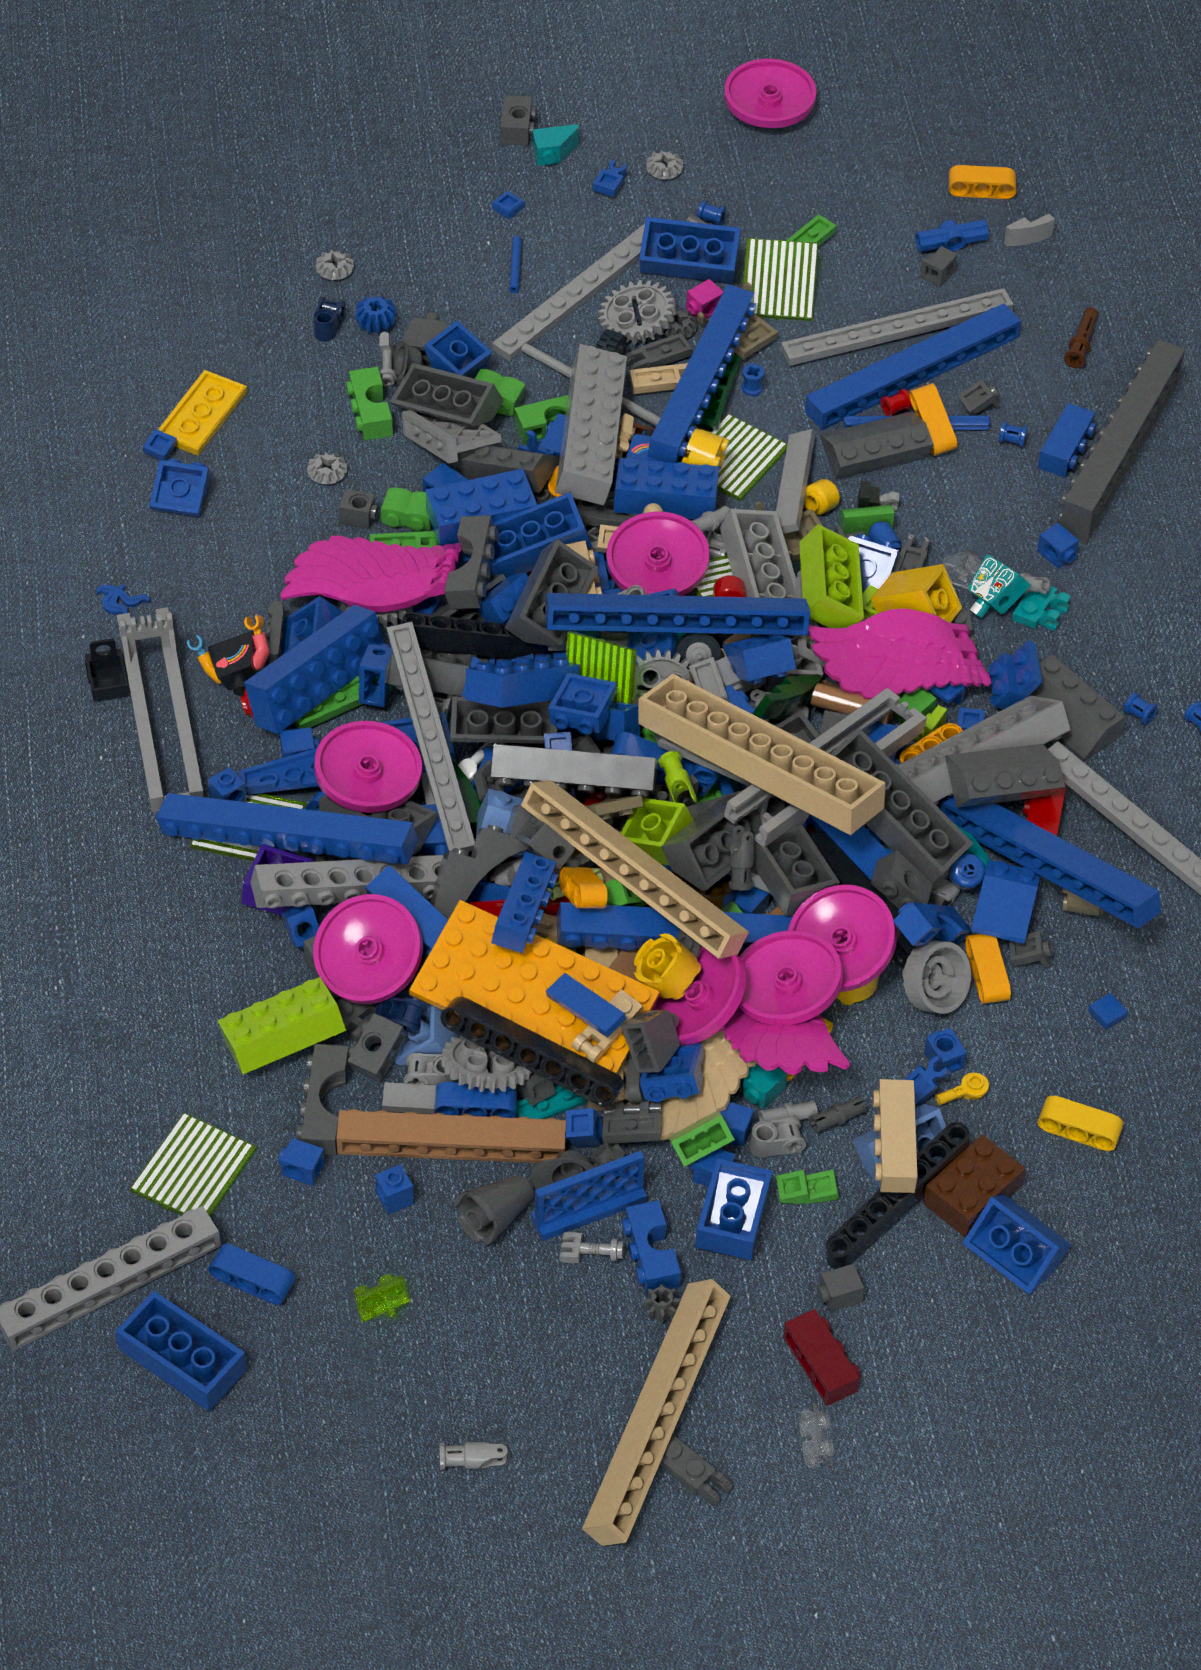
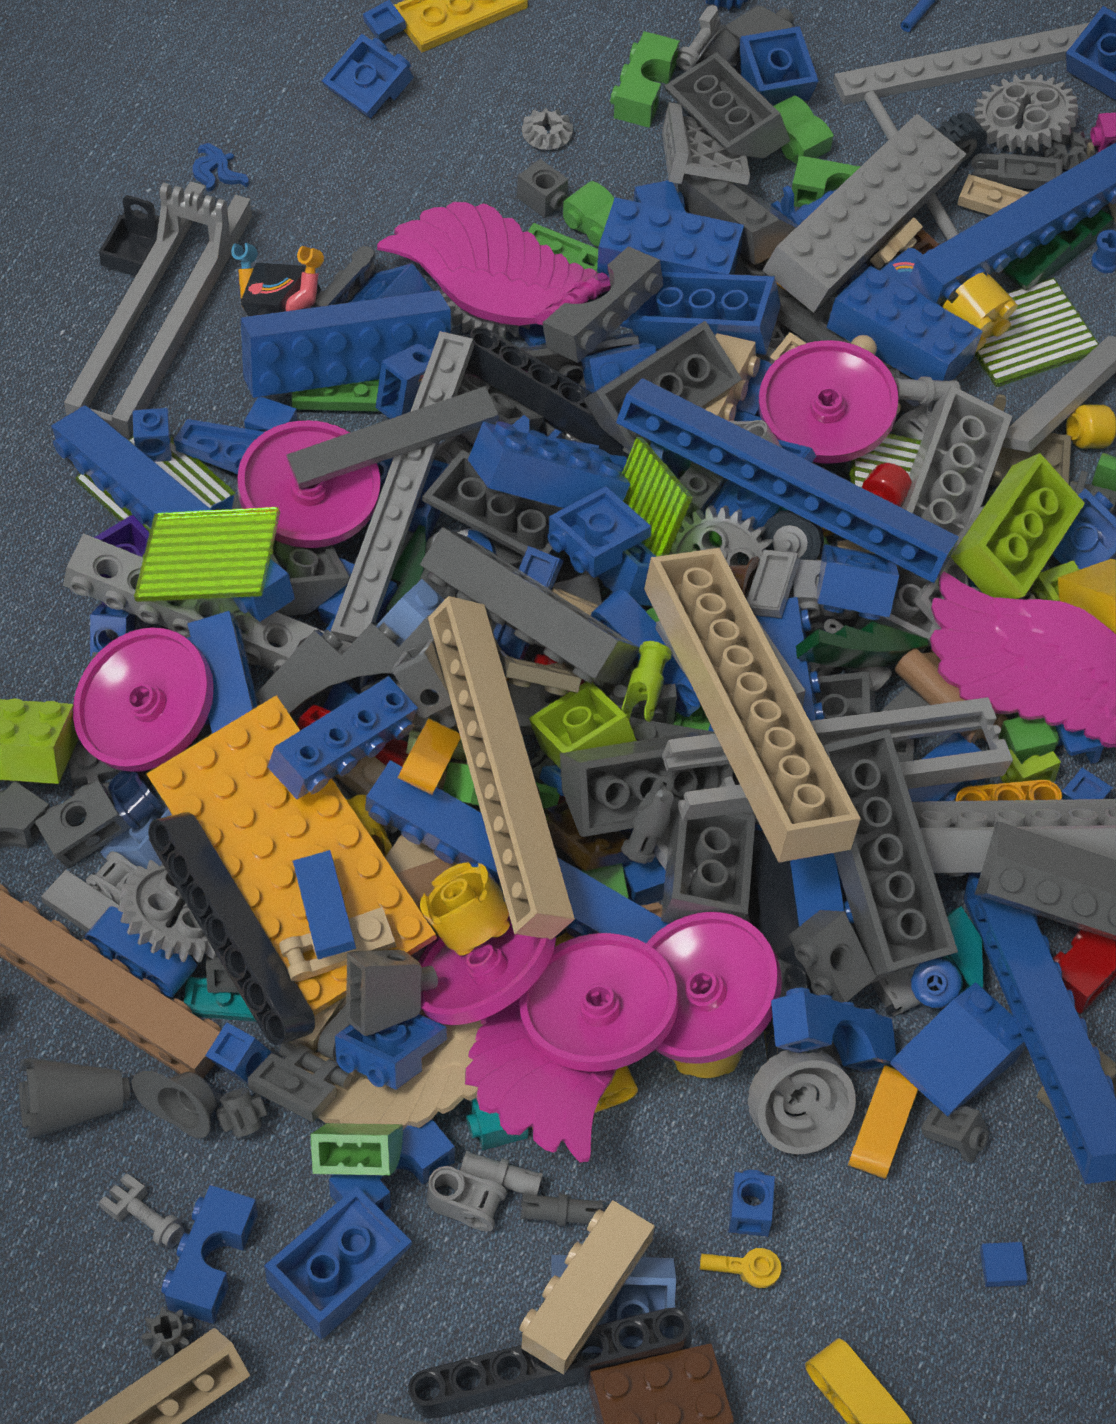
camera: 30 degrees right, 5 degrees up
(347, 837) = (207, 554): none -> clear neon green piece
(406, 709) = (392, 437): none -> dark grey tile
(583, 1207) = (173, 1148): blue fence -> none
(805, 1189) = (457, 1285): bright green slope -> none
(925, 1080) = (693, 1226): blue plate -> none

